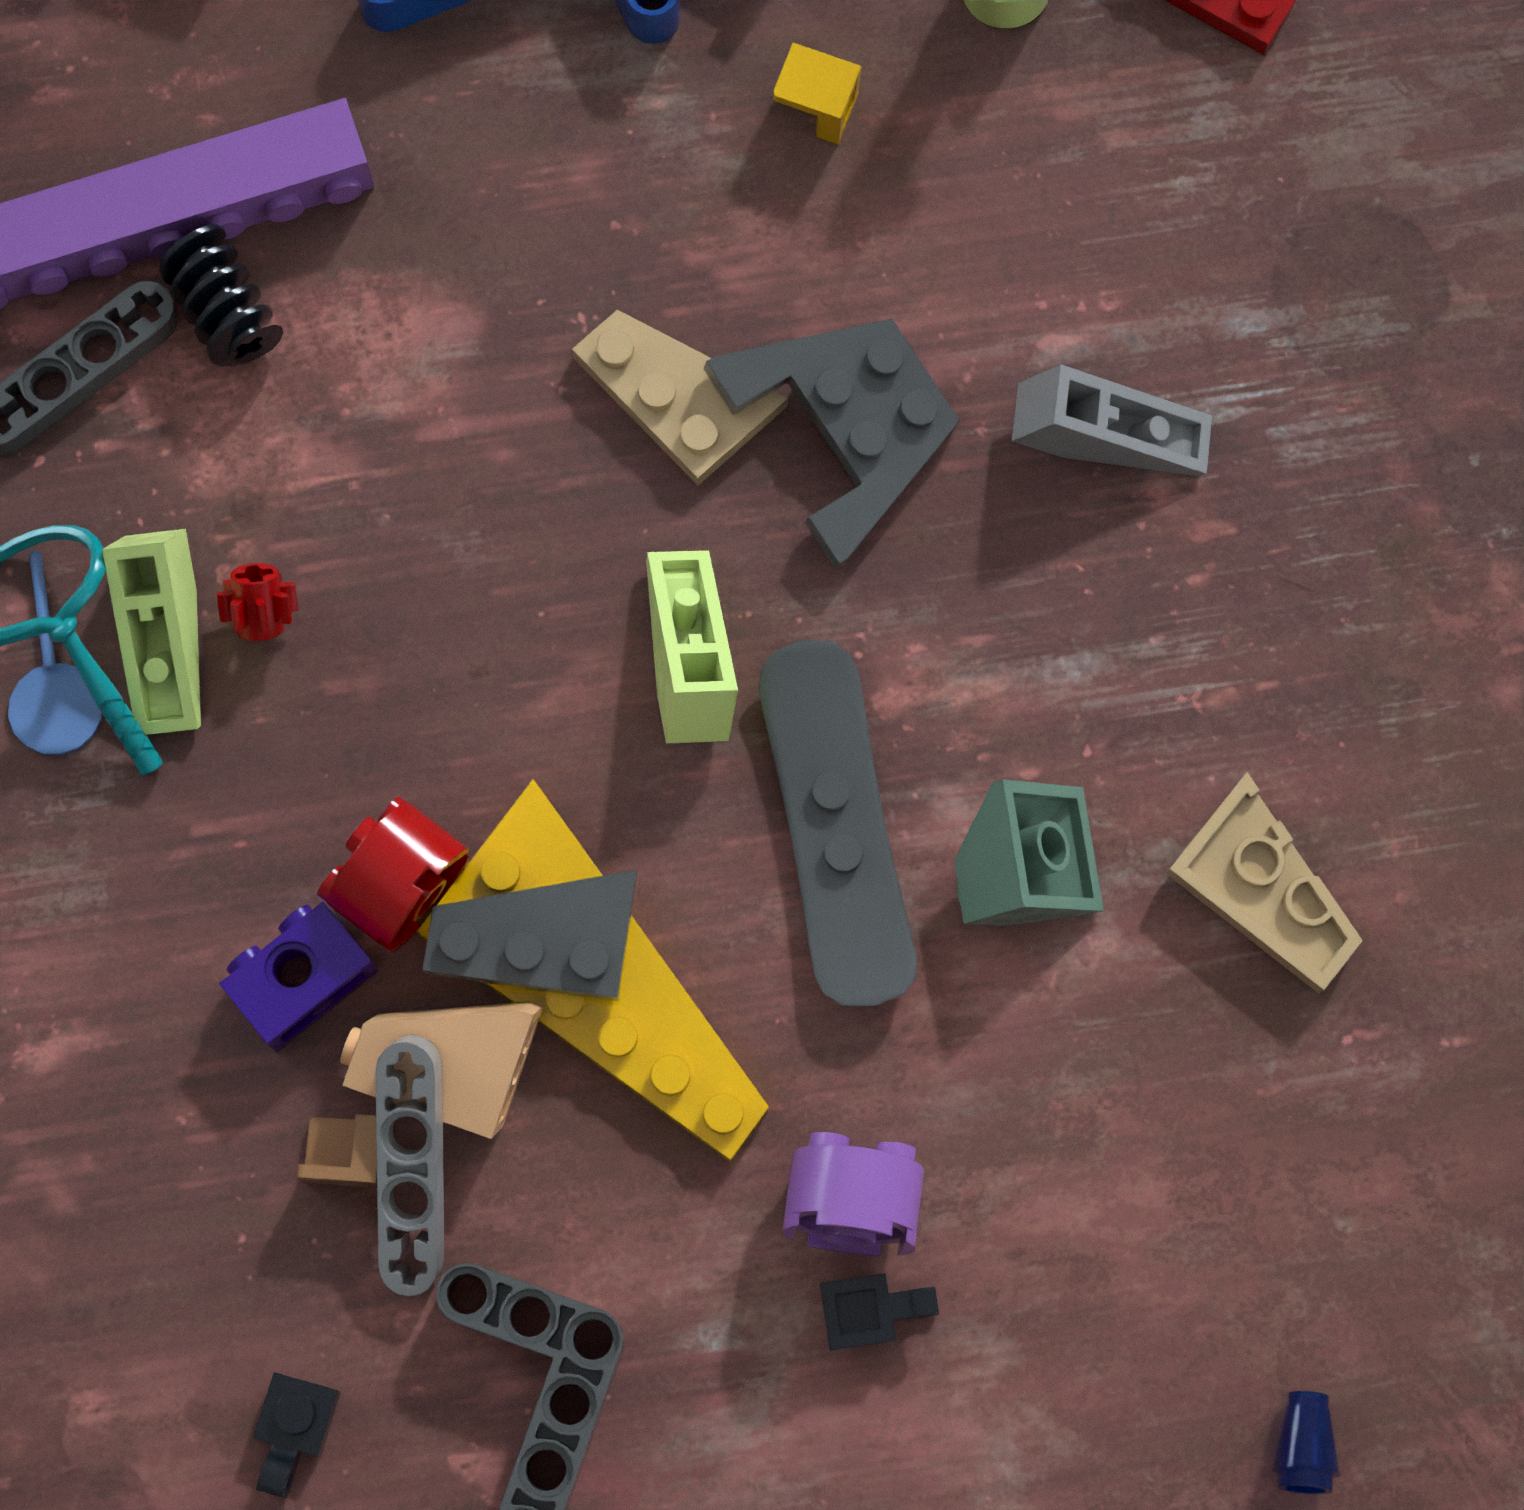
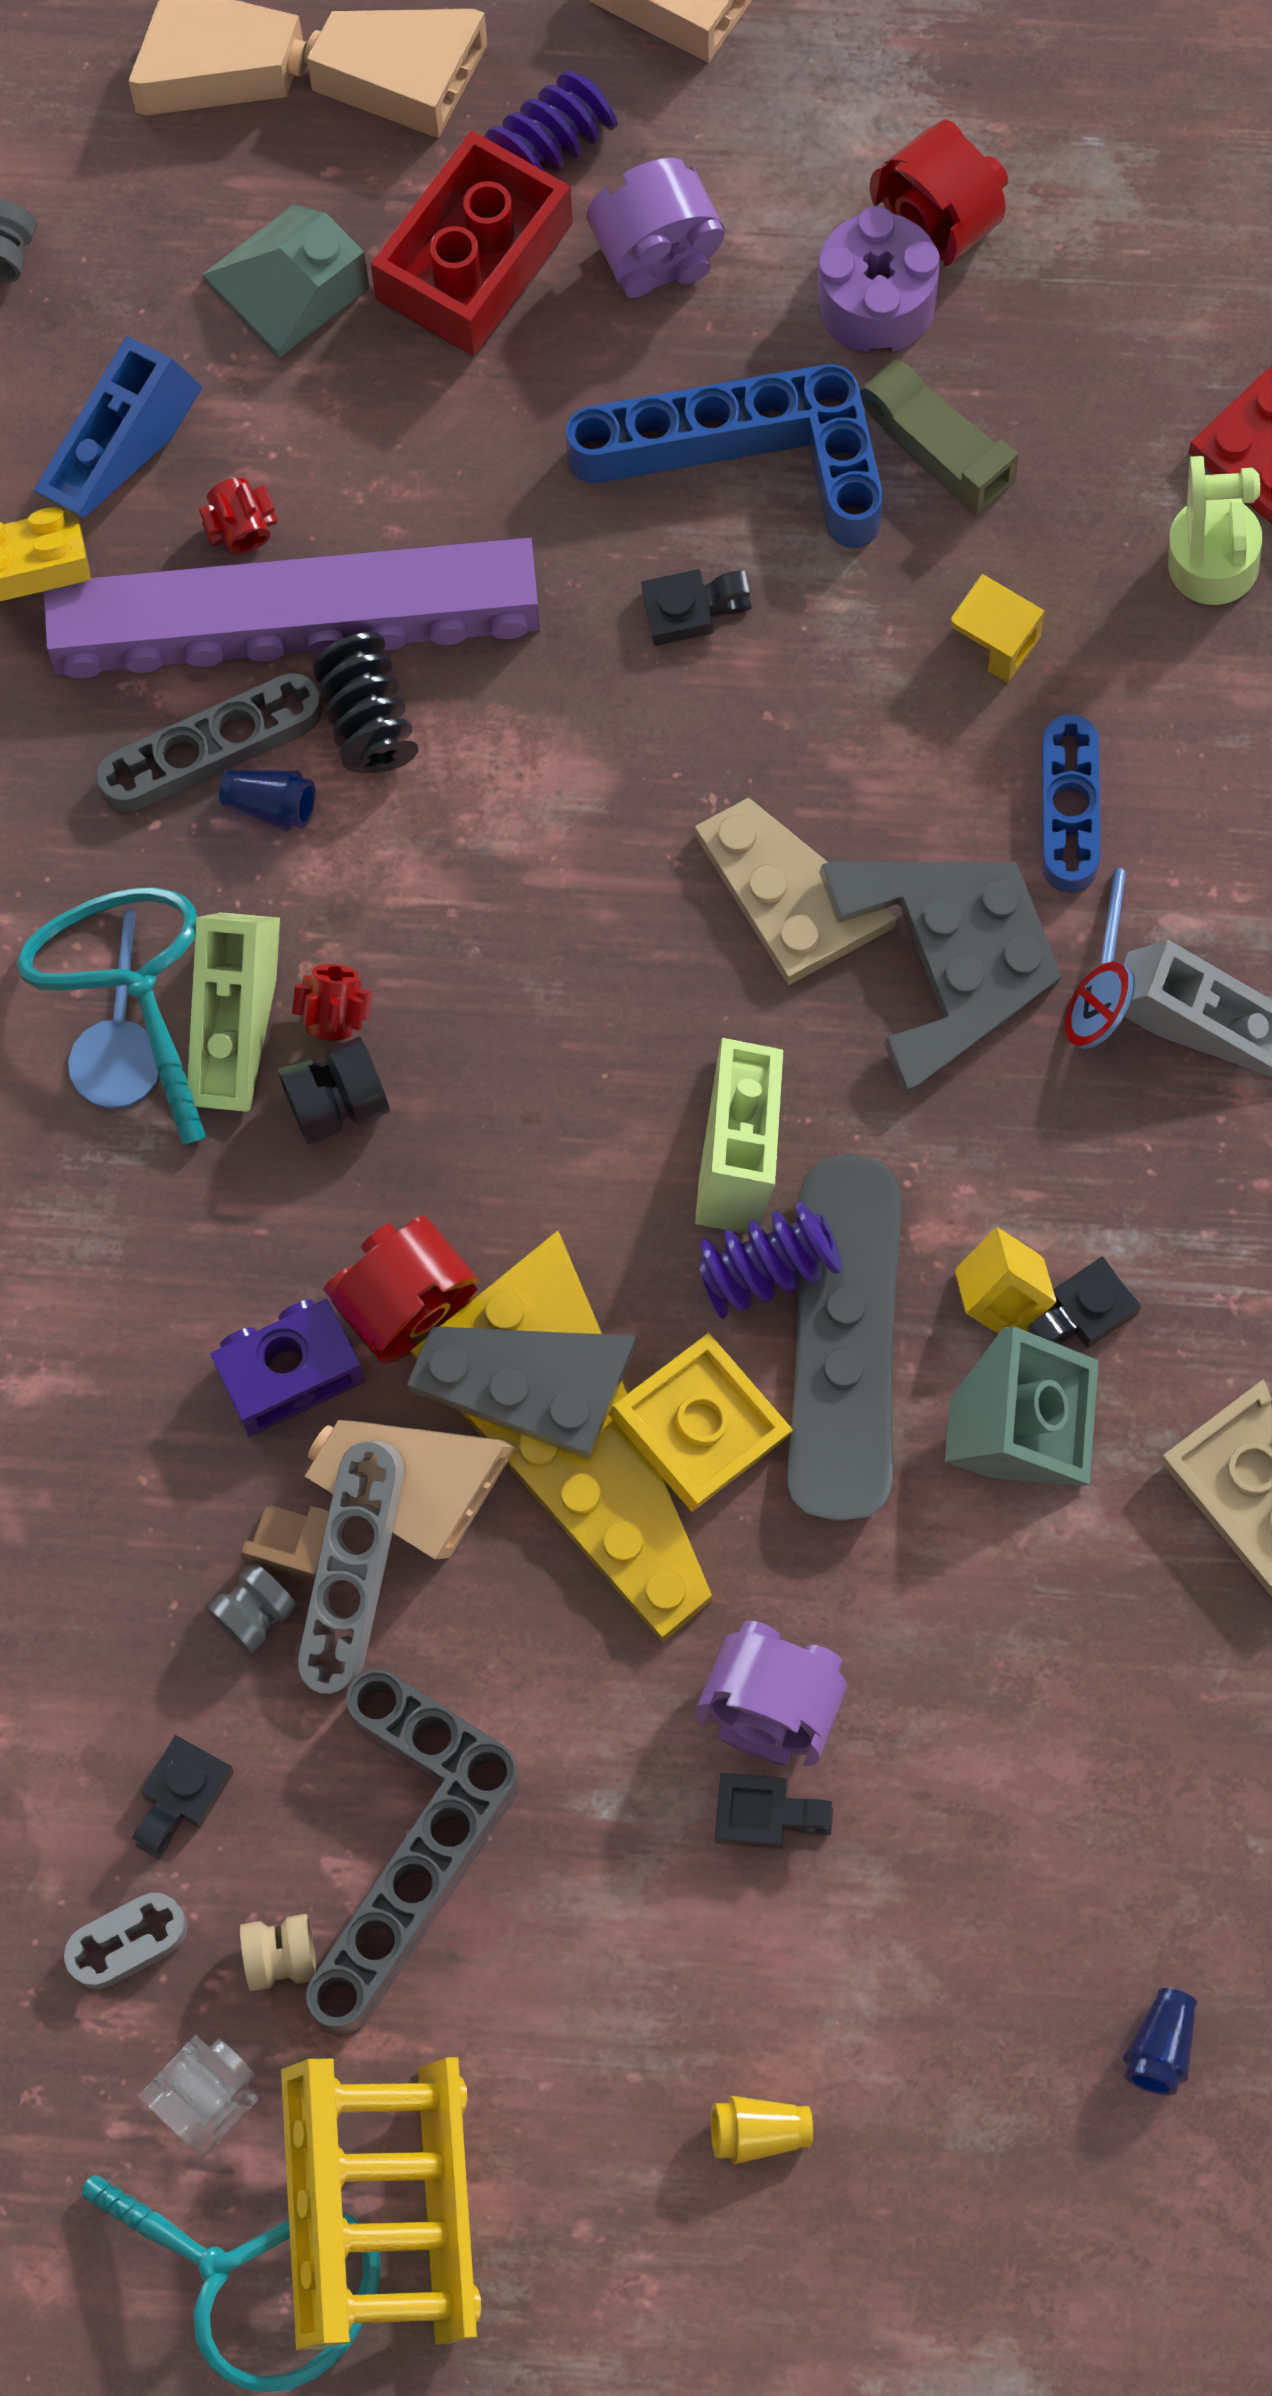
camera: 20 degrees right, 5 degrees down
(49, 135) = (238, 516): none -> red gear
(147, 409) = (270, 796): none -> clear blue cone
(280, 689) = (334, 1090): none -> black wheel
(320, 1227) = (252, 1607): none -> dark grey wheel
(509, 134) = (683, 606): none -> black plate
(717, 939) = (700, 1422): none -> yellow plate
(746, 762) = (768, 1259): none -> dark purple piece
(933, 205) = (1088, 785): none -> blue beam
(978, 735) = (1004, 1283): none -> yellow panel
(1007, 427) = (1107, 990): none -> medium blue piece
(1060, 737) = (1088, 1305): none -> black plate

